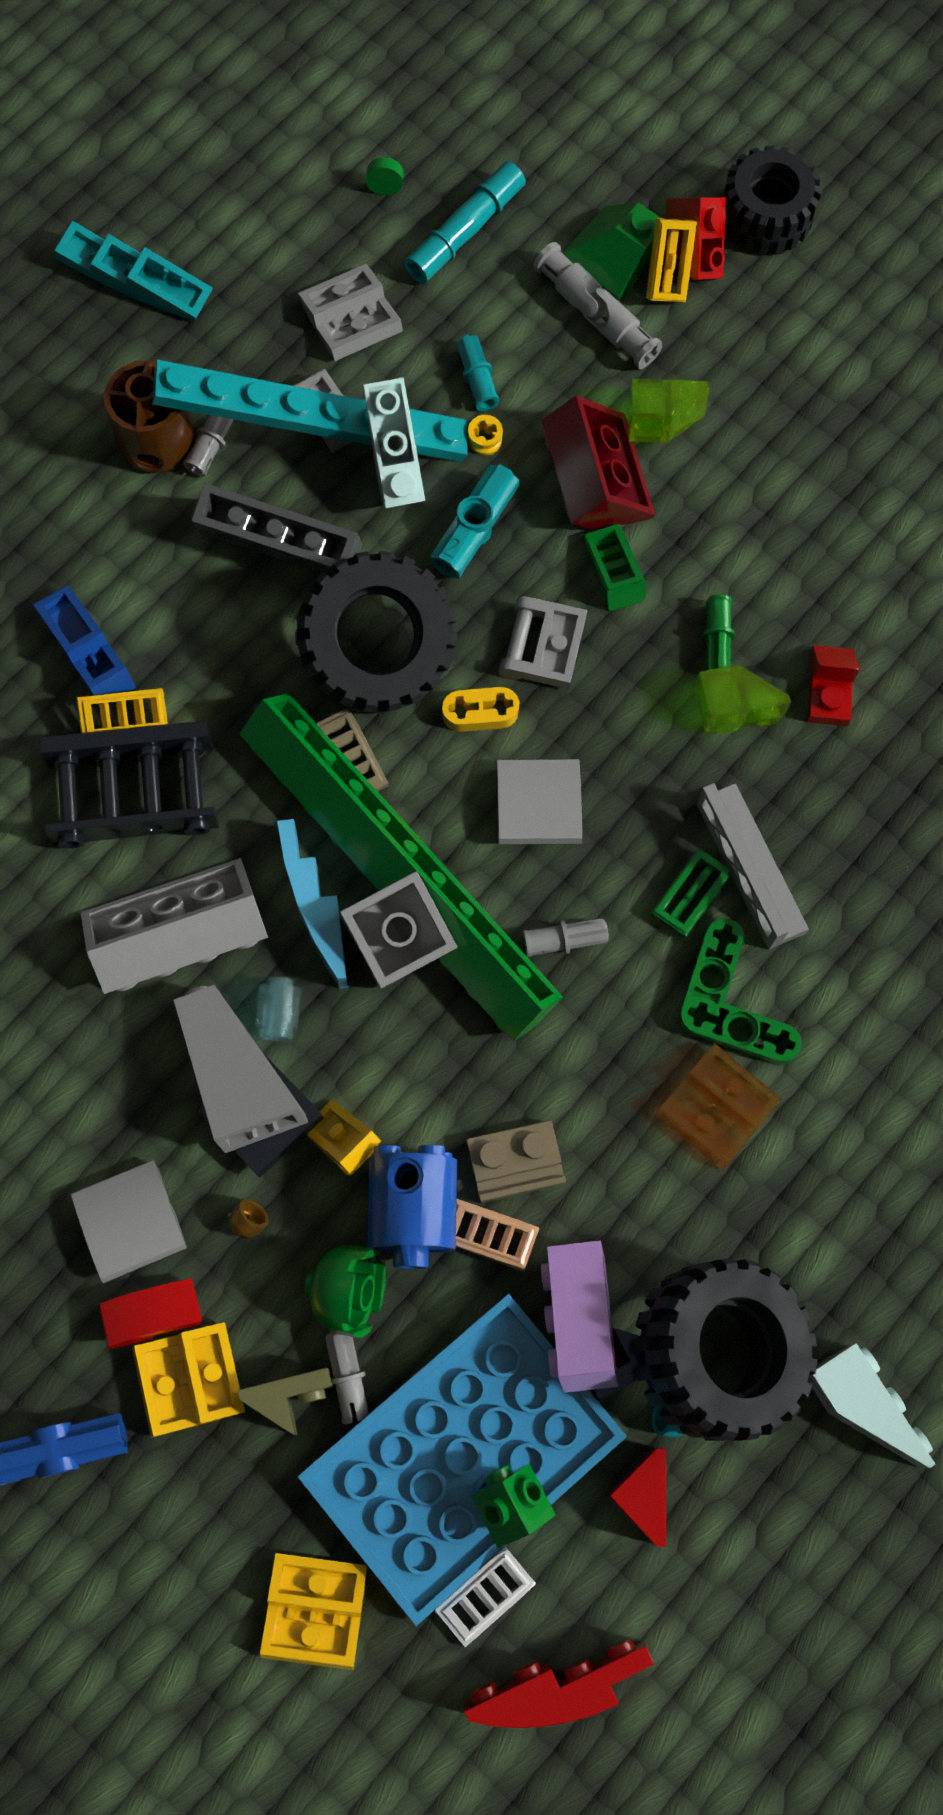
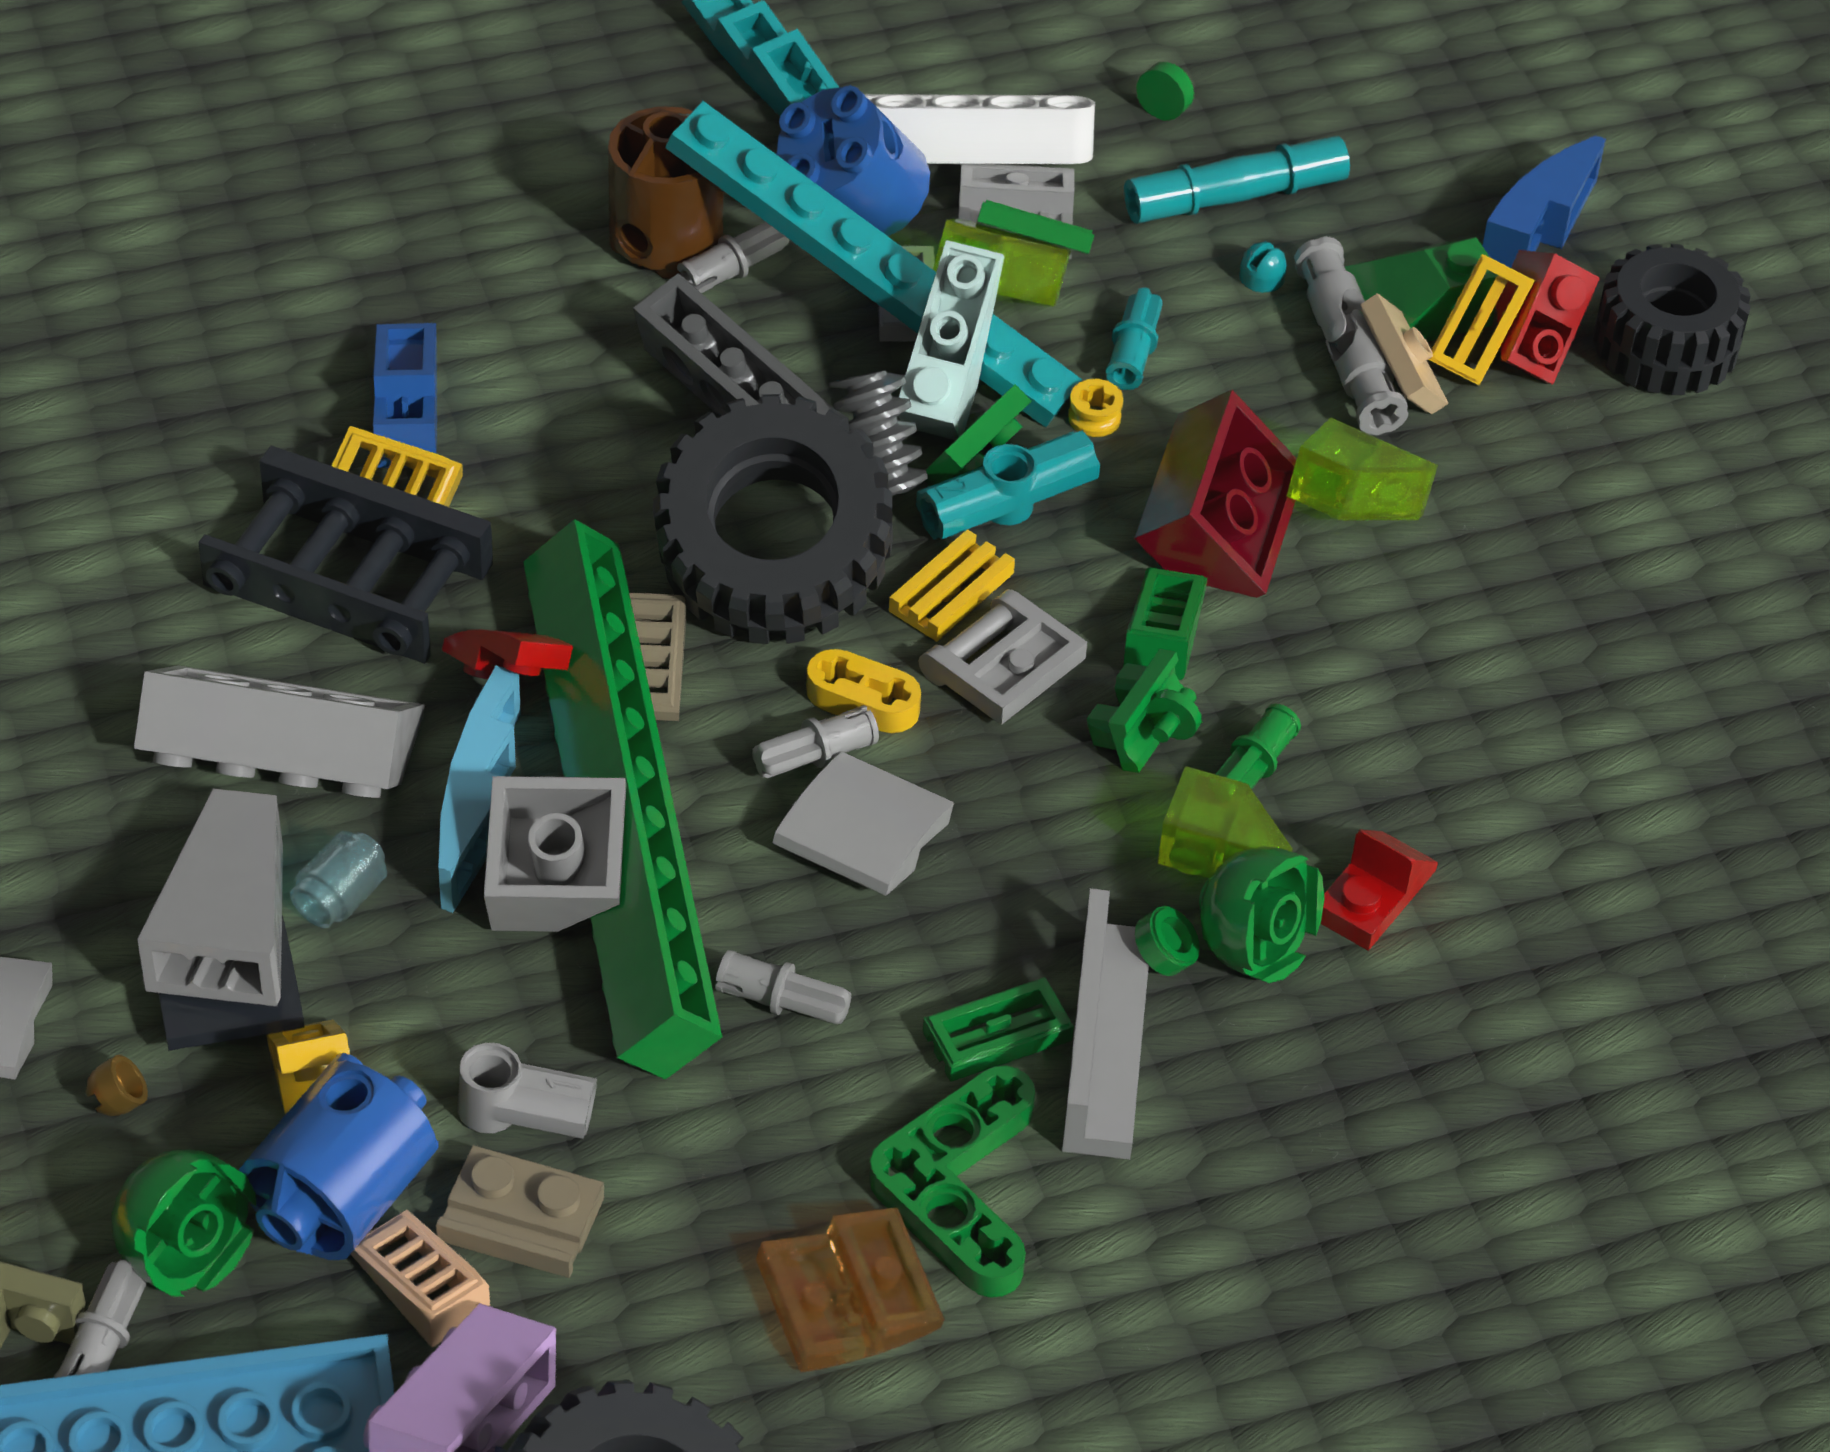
camera: 30 degrees right, 25 degrees down
(251, 339) = (856, 156): none -> blue cylinder
(278, 801) = (514, 651): none -> red slope
(283, 272) = (994, 127): none -> white beam
(372, 360) = (1029, 268): none -> clear neon green slope
(381, 327) = (1035, 226): none -> green tile
(388, 526) = (876, 414): none -> dark grey piece
(438, 487) = (993, 427): none -> green plate
(479, 762) = (817, 742): none -> light grey axle
(480, 1090) = (504, 1092): none -> light grey piece
(487, 578) = (943, 579): none -> yellow tile
(524, 280) = (1270, 270): none -> teal hinge
(639, 304) = (1405, 354): none -> tan plate
(644, 622) = (1149, 711): none -> green hips
(651, 152) = (1544, 202): none -> blue slope
(749, 787) = (1167, 941): none -> green tile
(788, 743) = (1260, 910): none -> green cylinder

